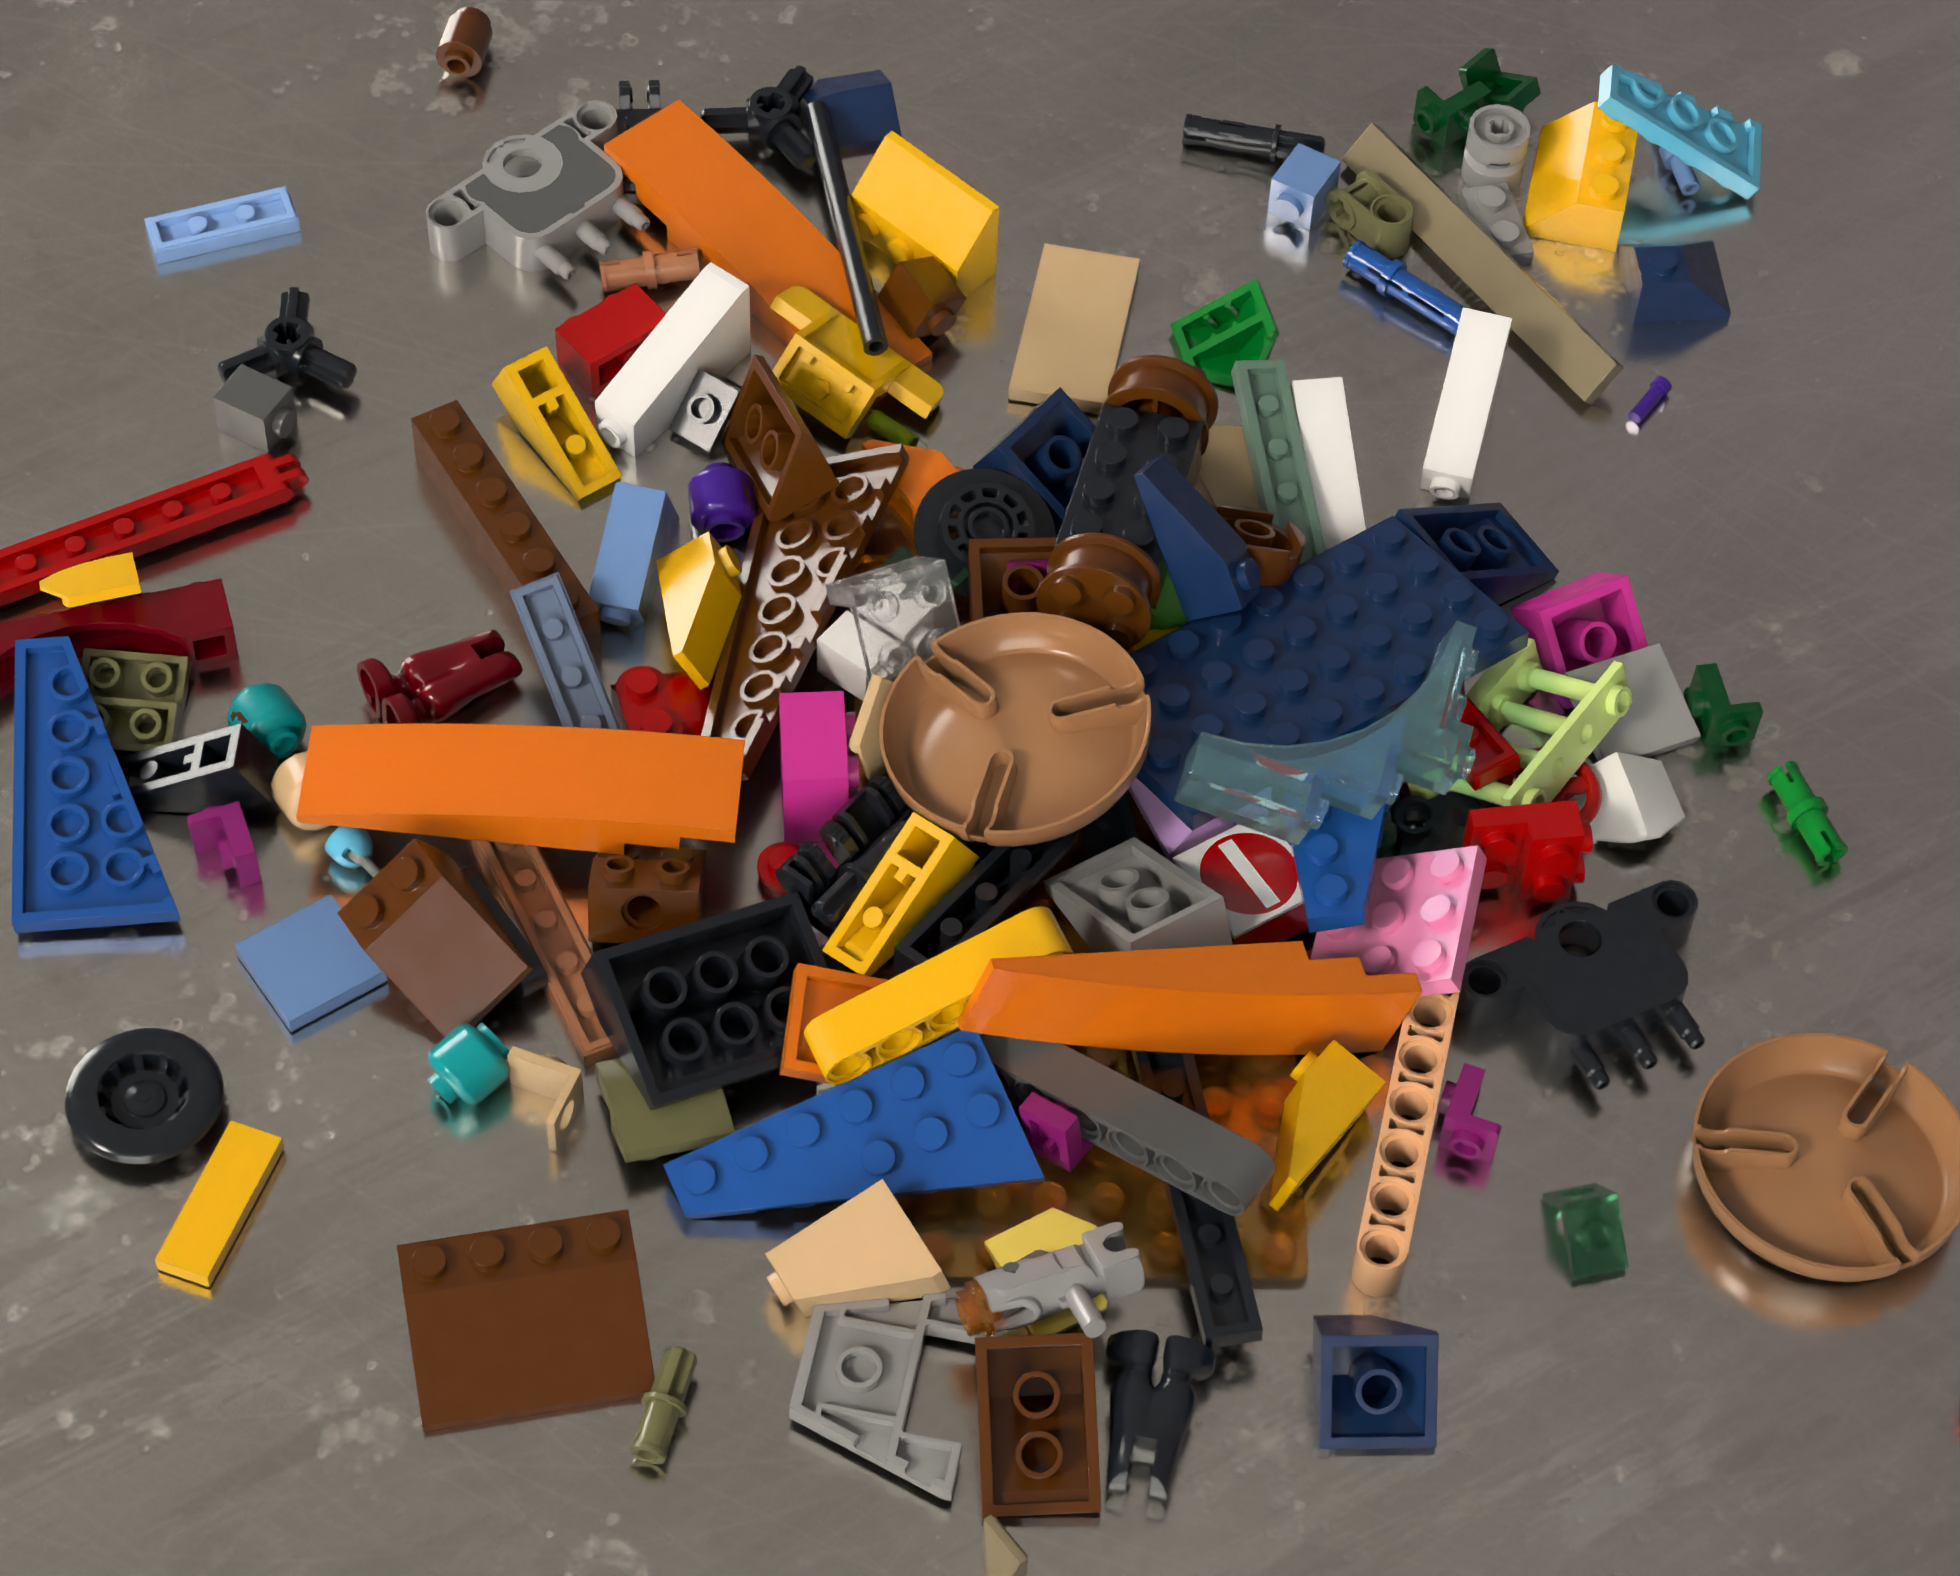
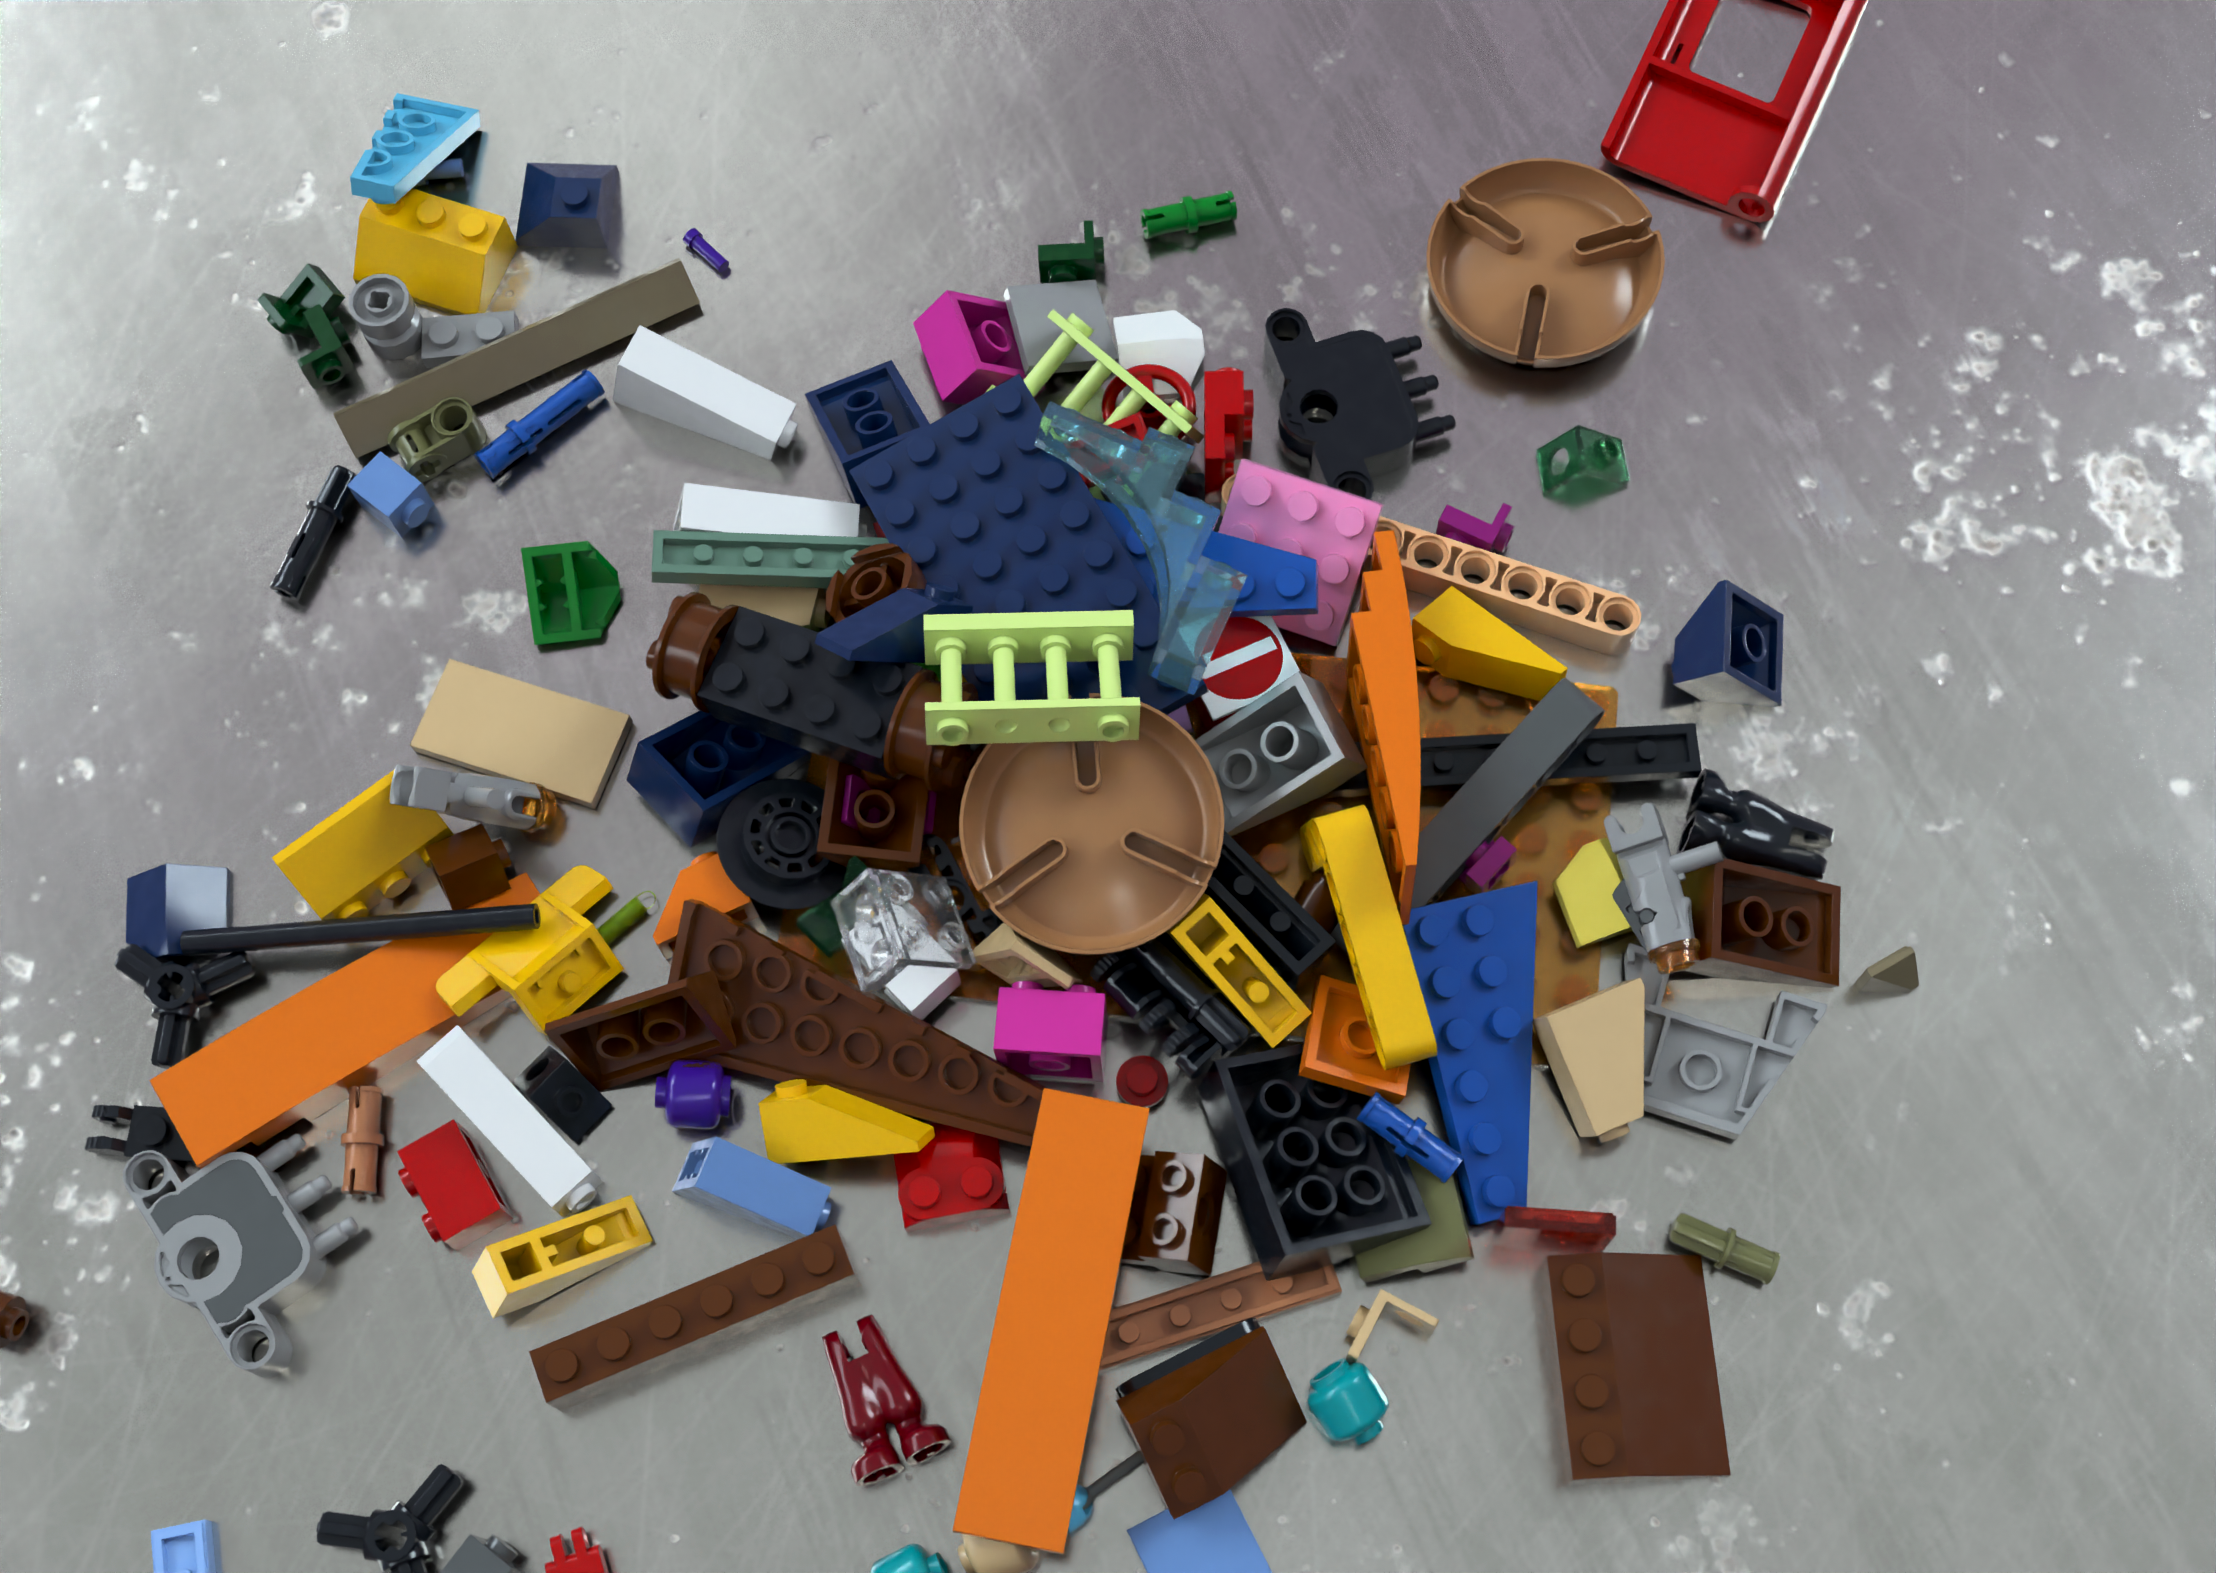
camera: 75 degrees left, 15 degrees up
(563, 654) = (907, 1260): sand blue tile -> none
(658, 1220) = (1554, 1230): none -> clear red tile
(741, 1079) = (1410, 1137): none -> blue pin
(985, 279) = (474, 797): none -> light grey piece
(1192, 616) = (1030, 638): none -> yellowish green fence

